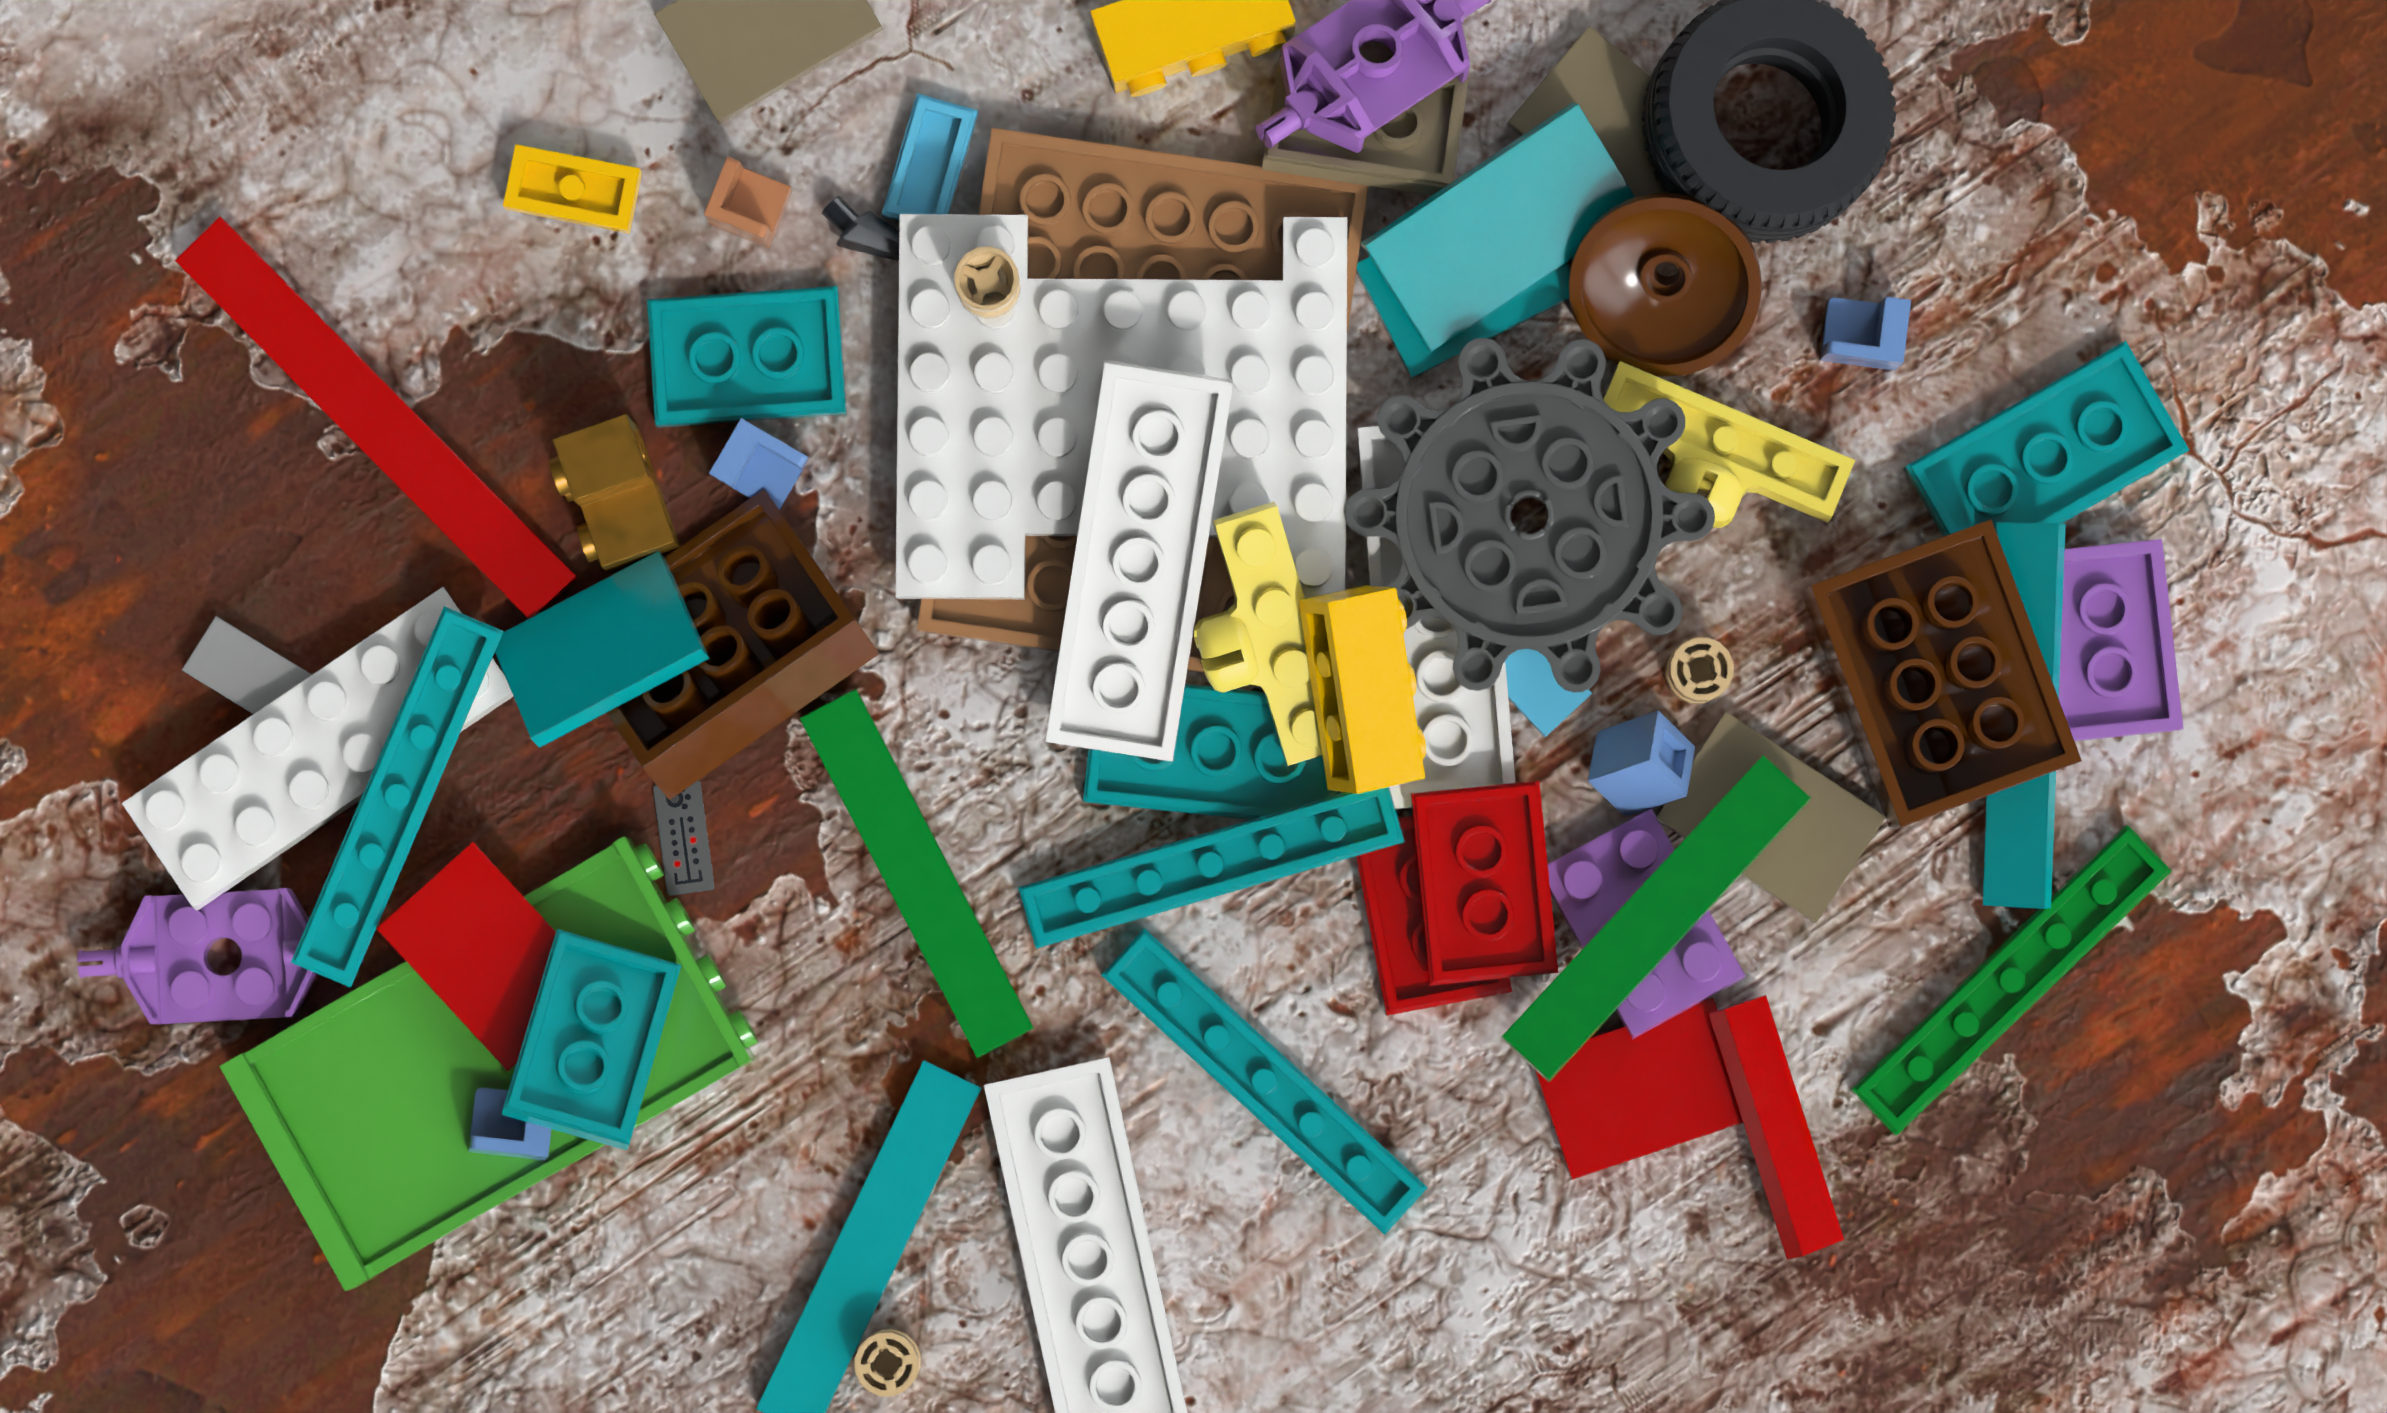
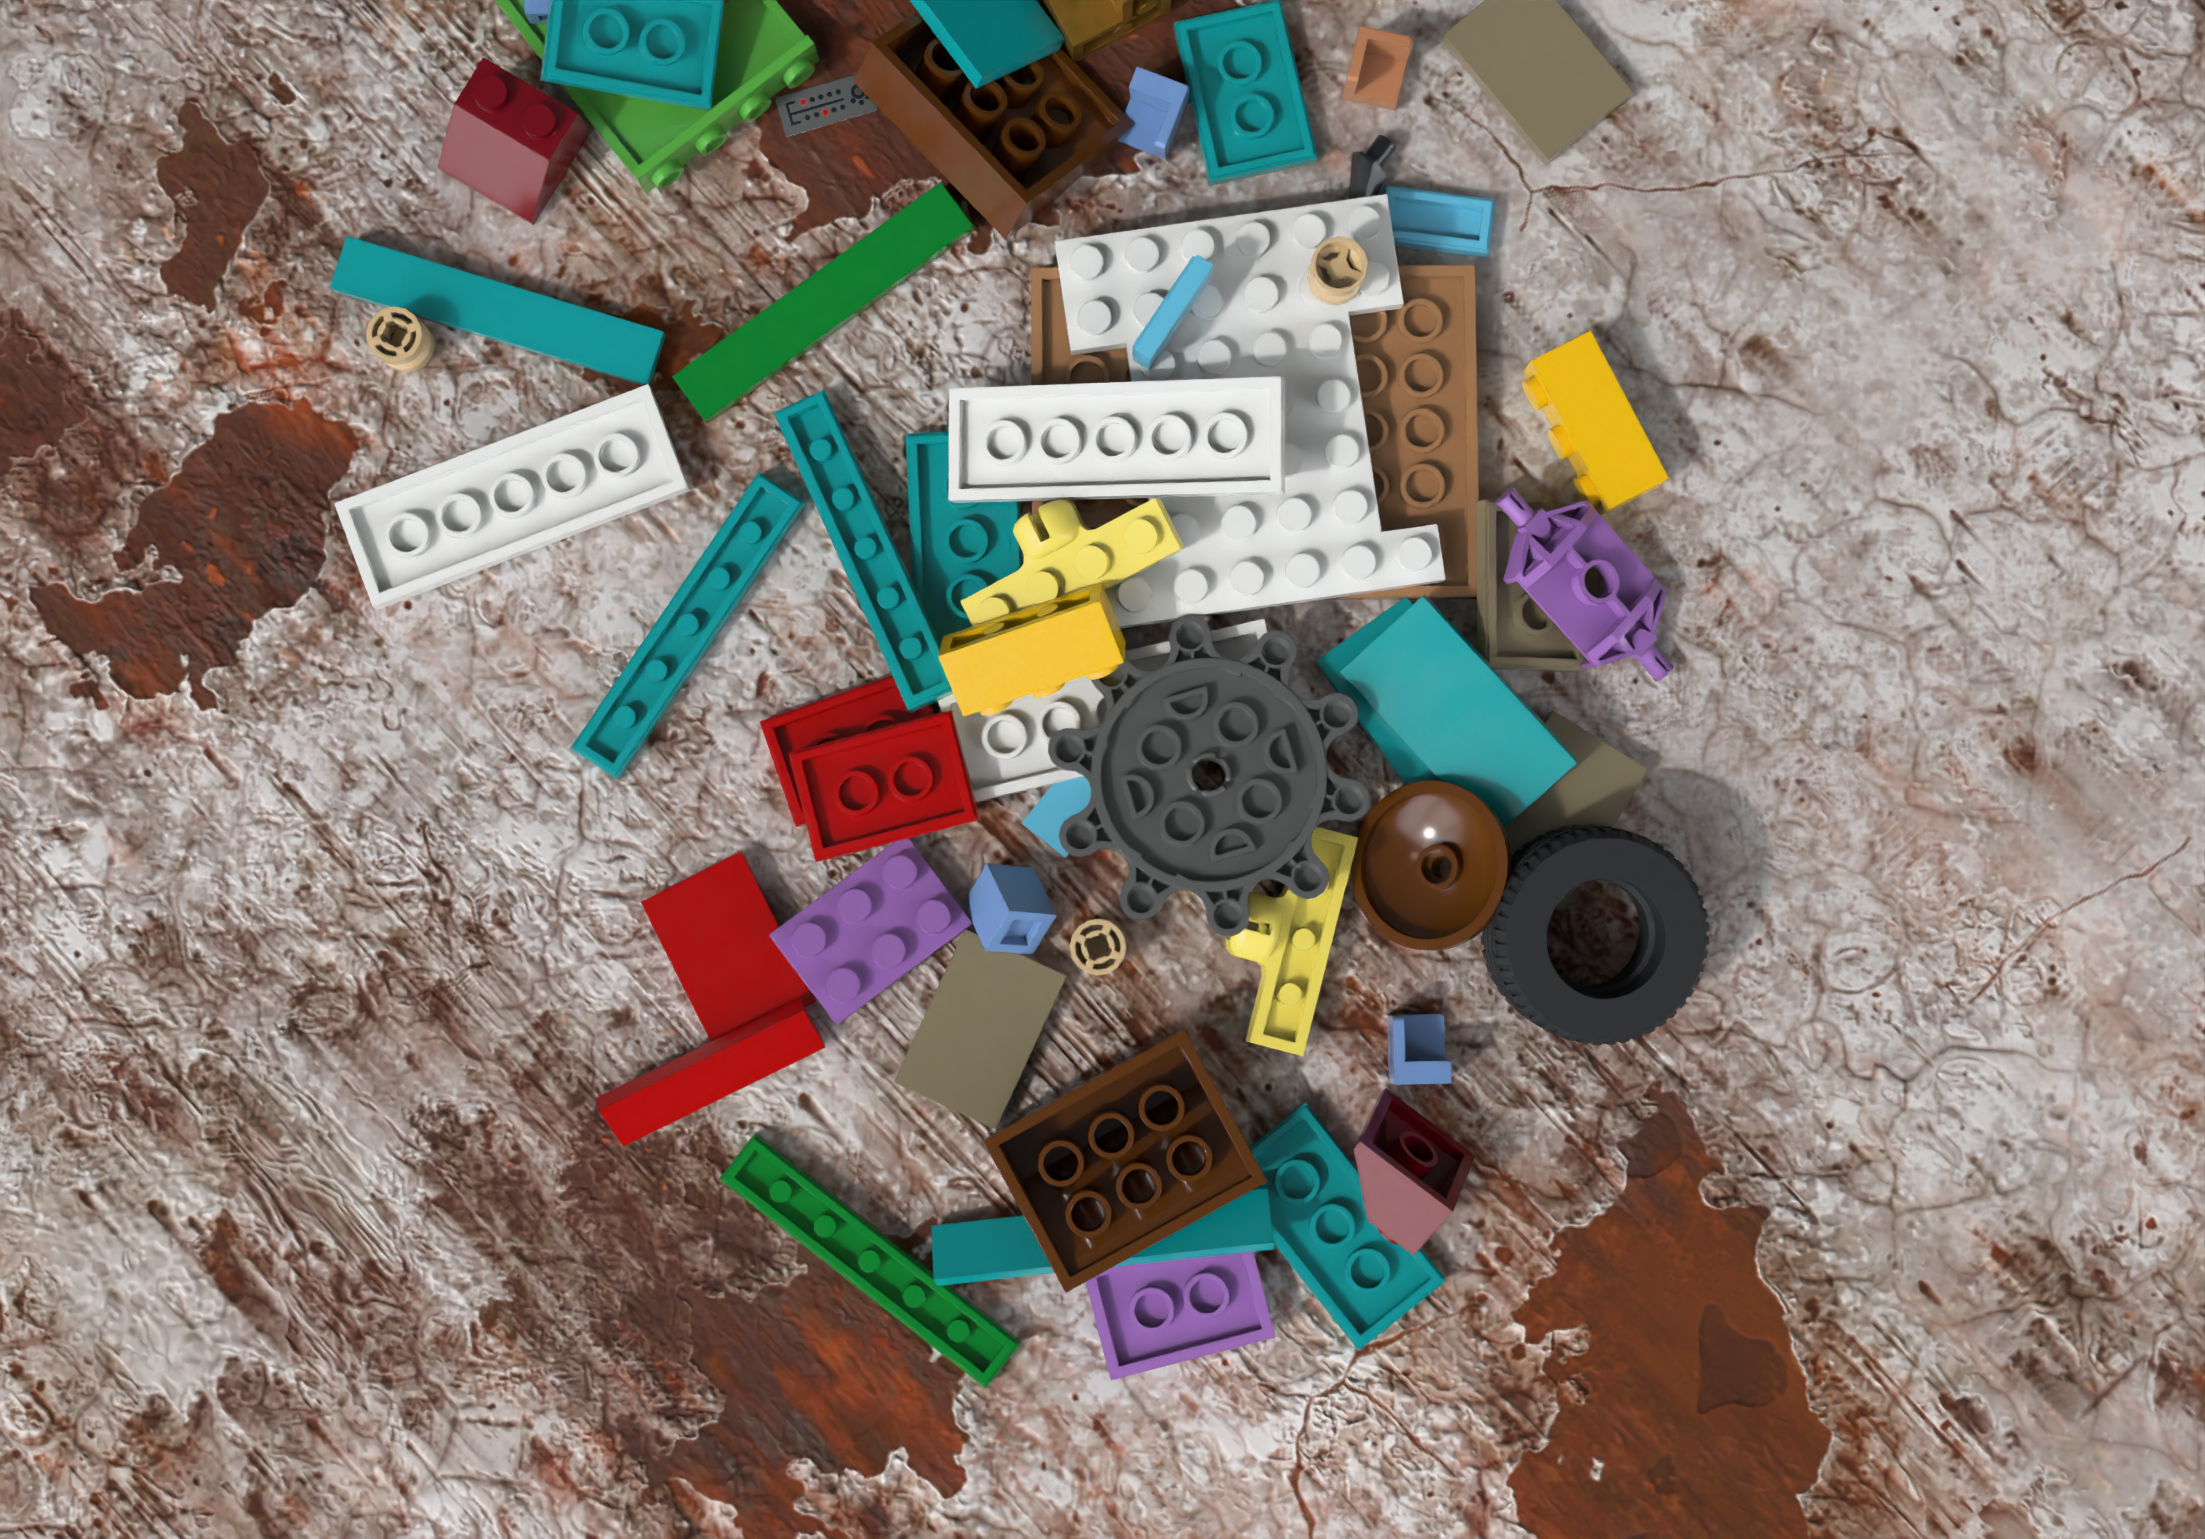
camera: 80 degrees right, 0 degrees up
(678, 1204) = (510, 141): none -> dark red slope
(1005, 474) = (1172, 311): none -> medium azure tile
(1656, 918) = (873, 938): green tile -> none
(2002, 362) = (1408, 1172): none -> dark red slope

